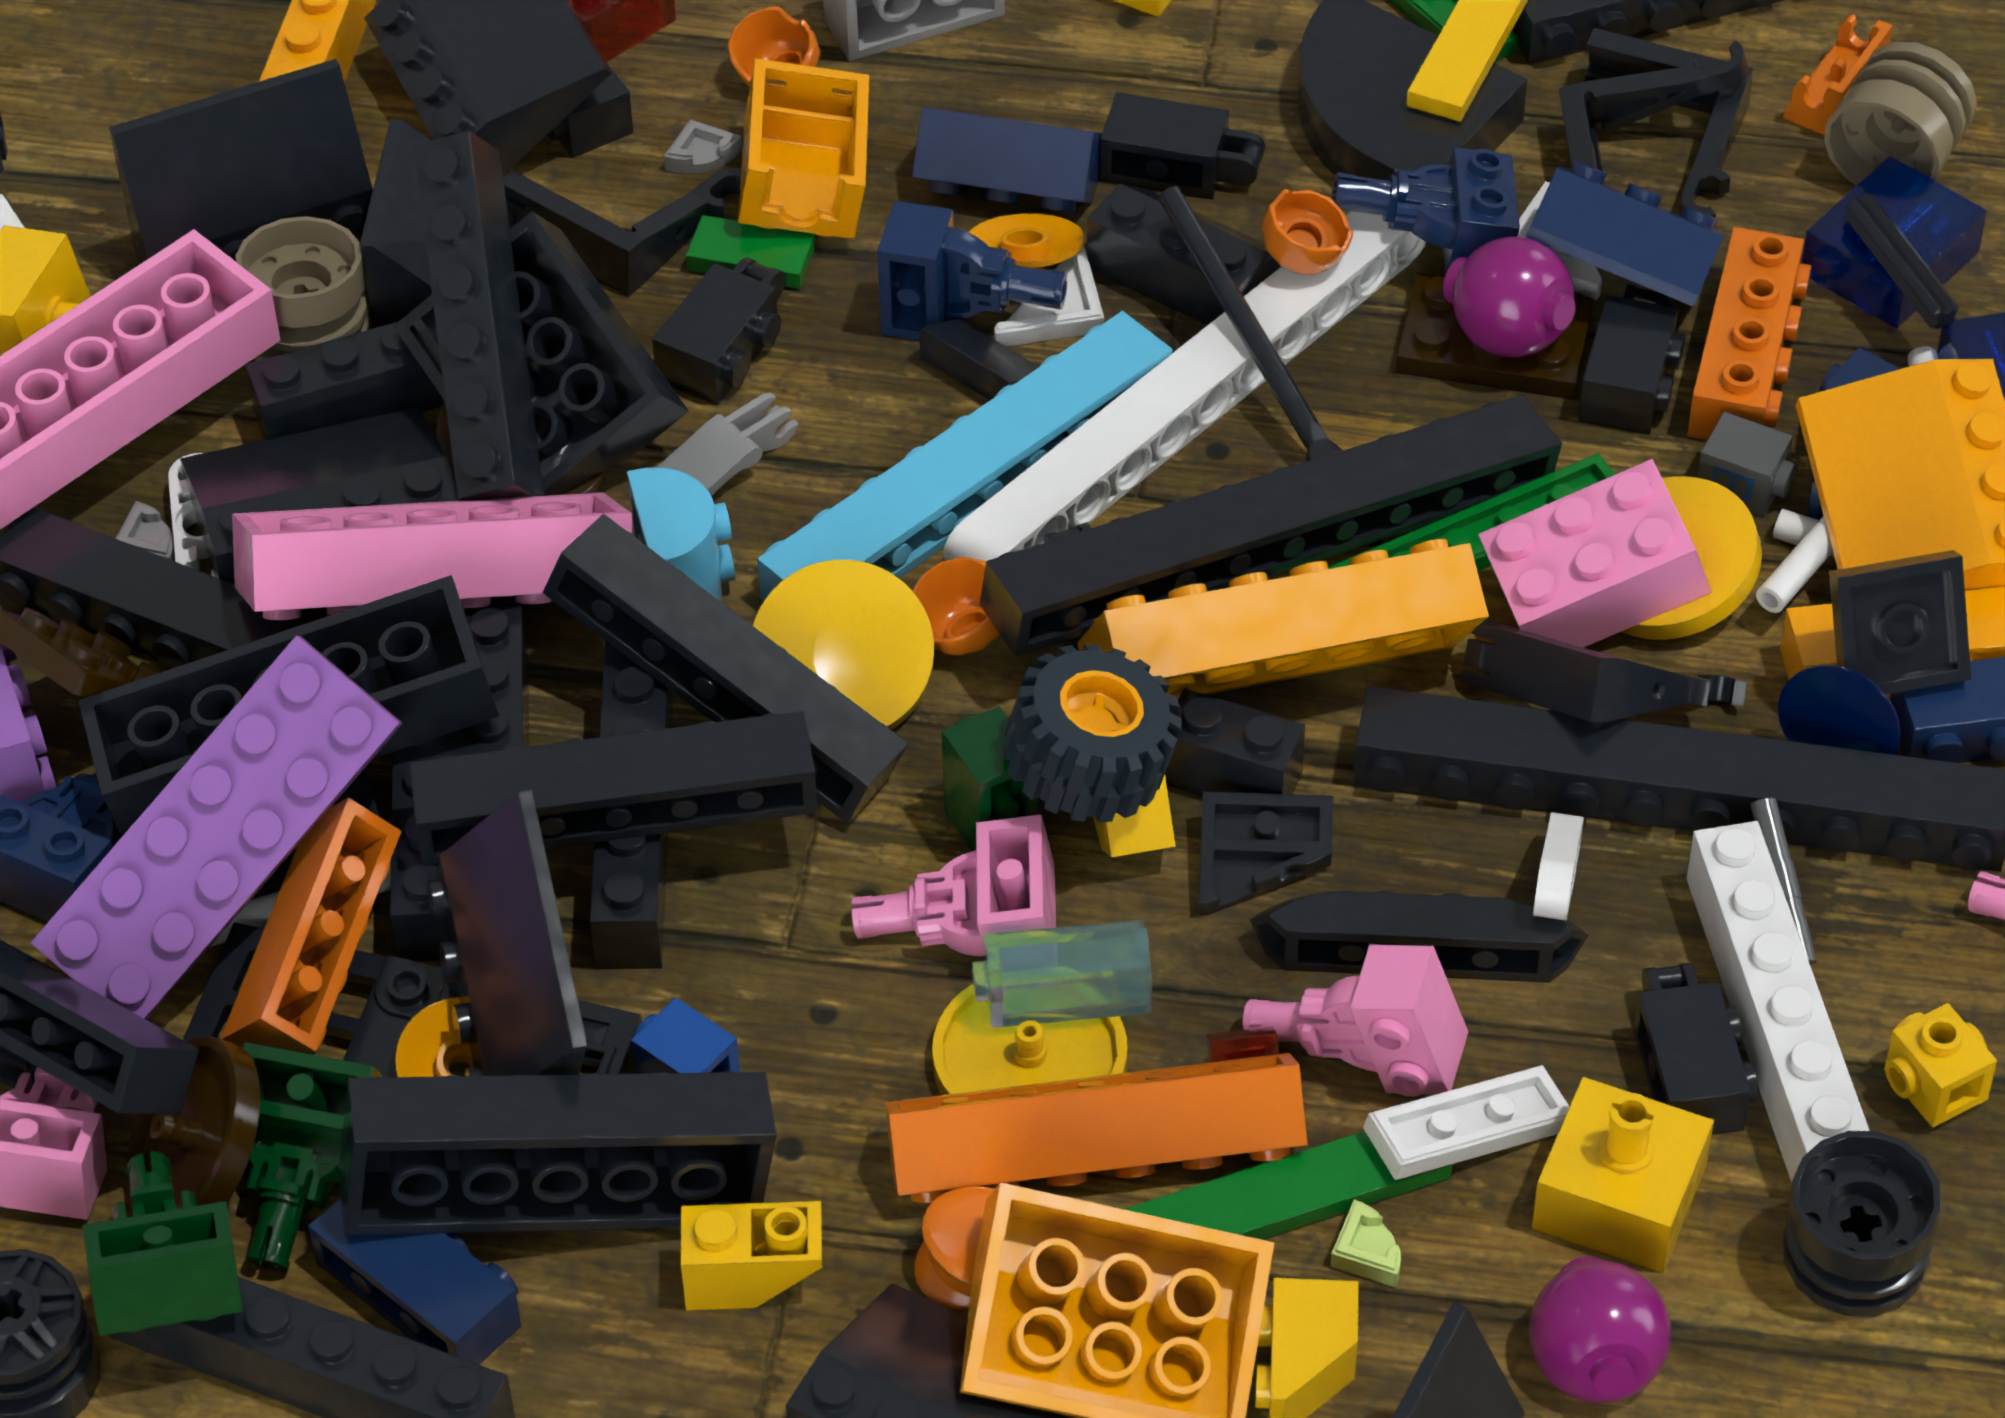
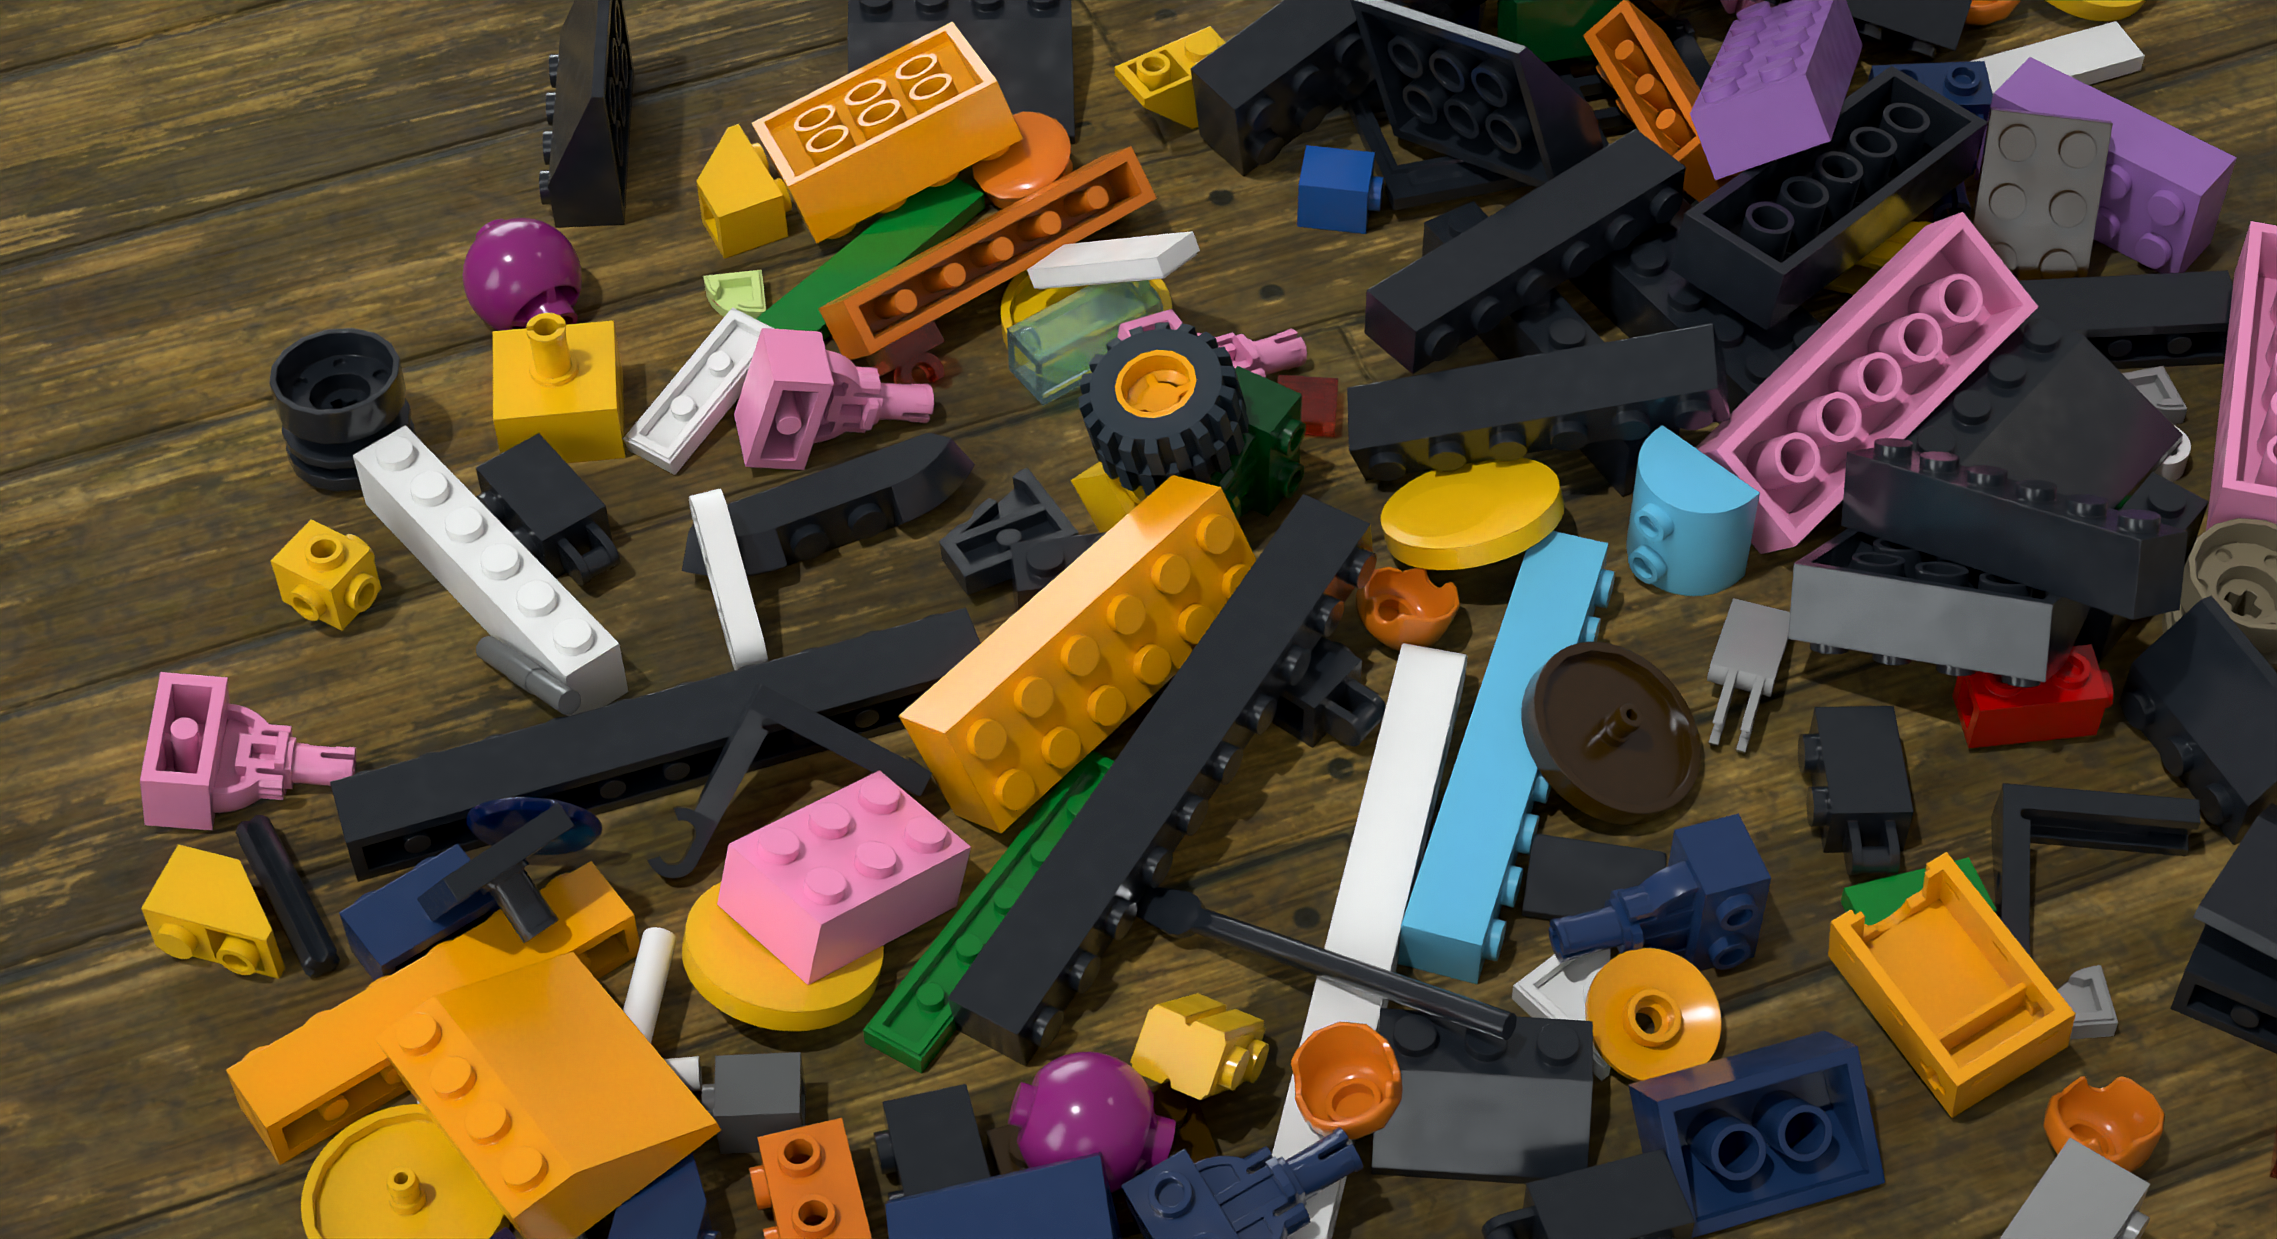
camera: 150 degrees right, 0 degrees up
(885, 427) = (1610, 733): none -> dark brown piece
(889, 859) = (1318, 402): none -> clear red tile
(1005, 978) = (1114, 260): none -> white tile
(1388, 326) = (1200, 1046): none -> yellow brick

